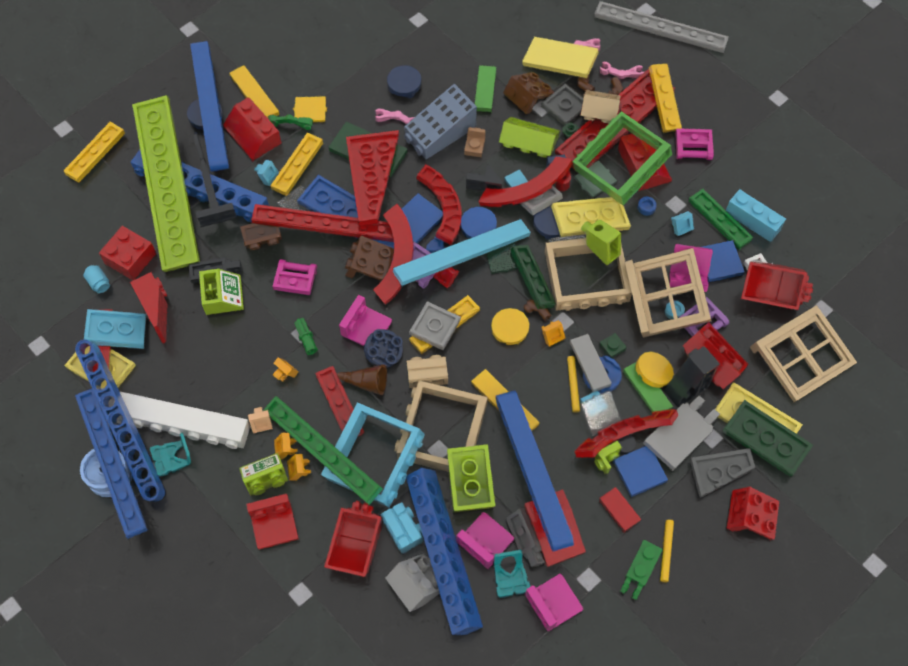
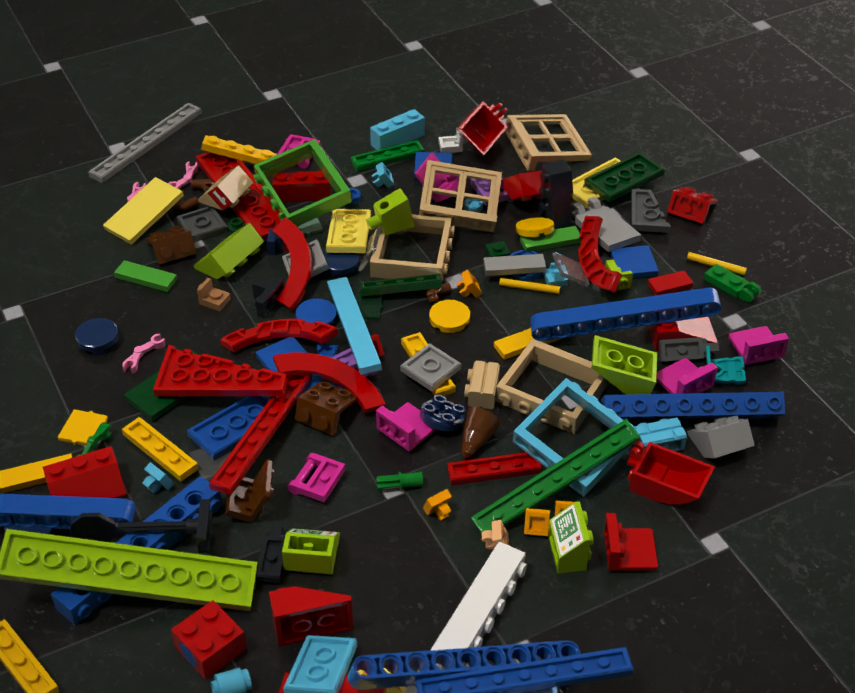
camera: 75 degrees left, 20 degrees down
(165, 457) = (527, 635): teal piece -> none
(441, 122) = (177, 308): sand blue slope -> none
(515, 179) = (274, 273): medium azure tile -> none

